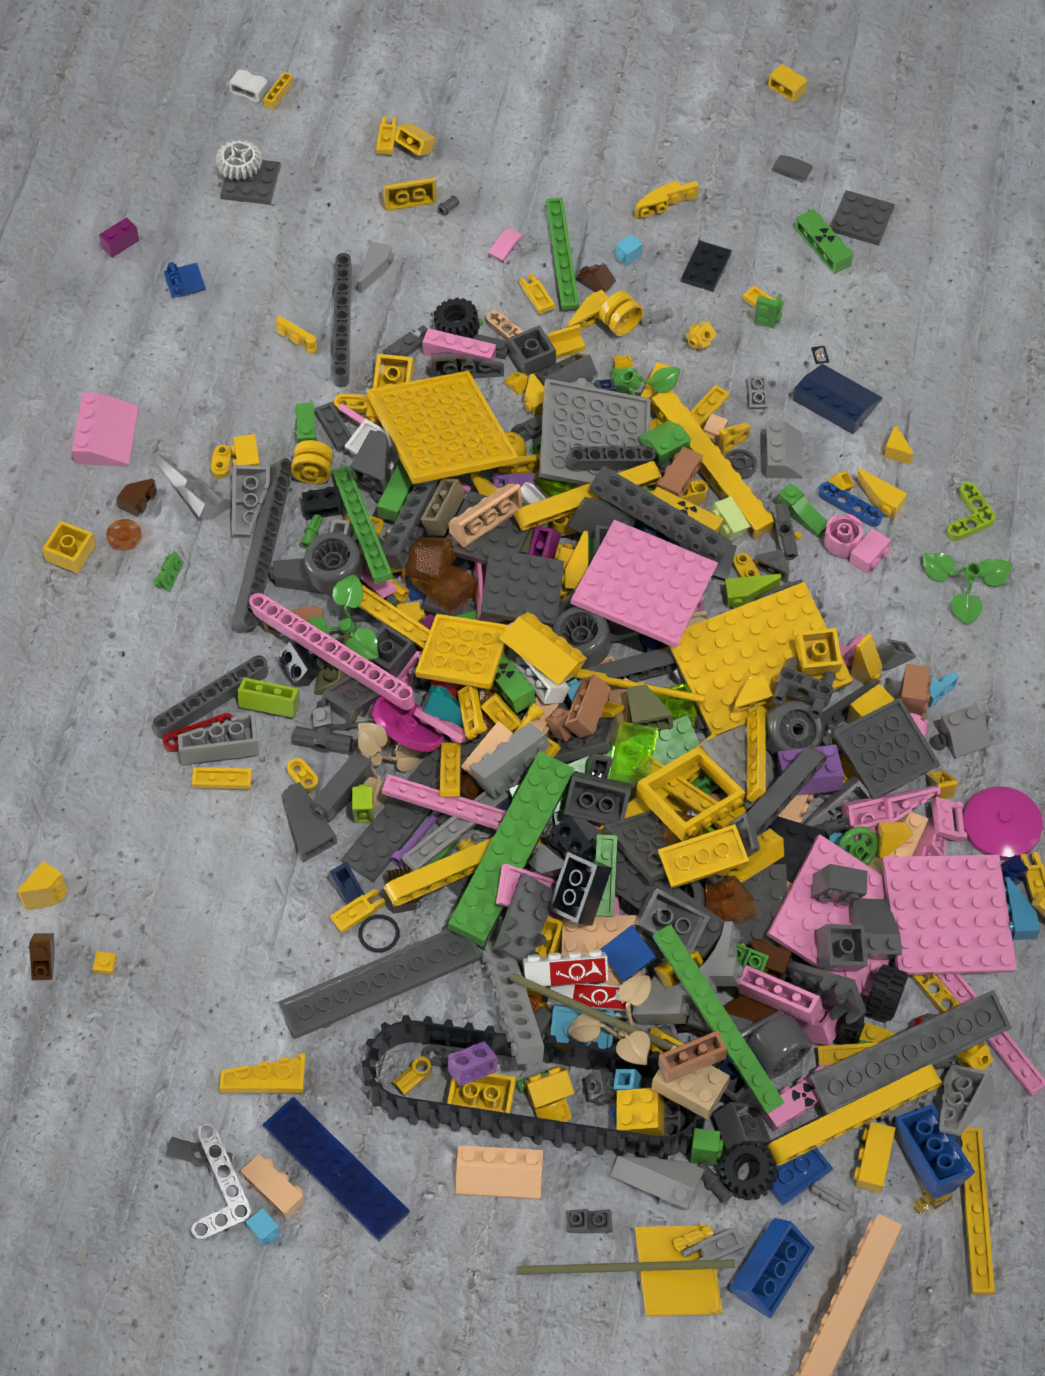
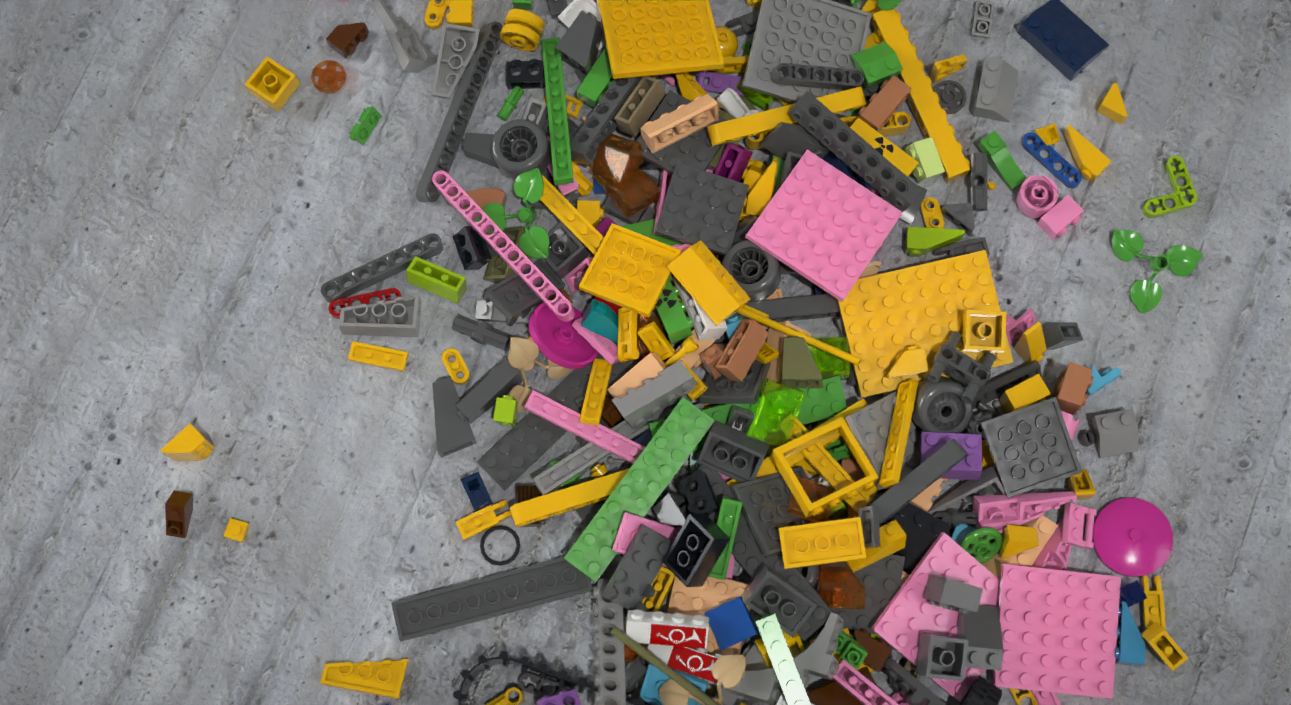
camera: 15 degrees right, 15 degrees up
(397, 856) = (535, 469): medium lavender piece -> none
(709, 404) = (930, 27): yellow plate -> none
(713, 427) = (930, 54): light nougat brick -> none

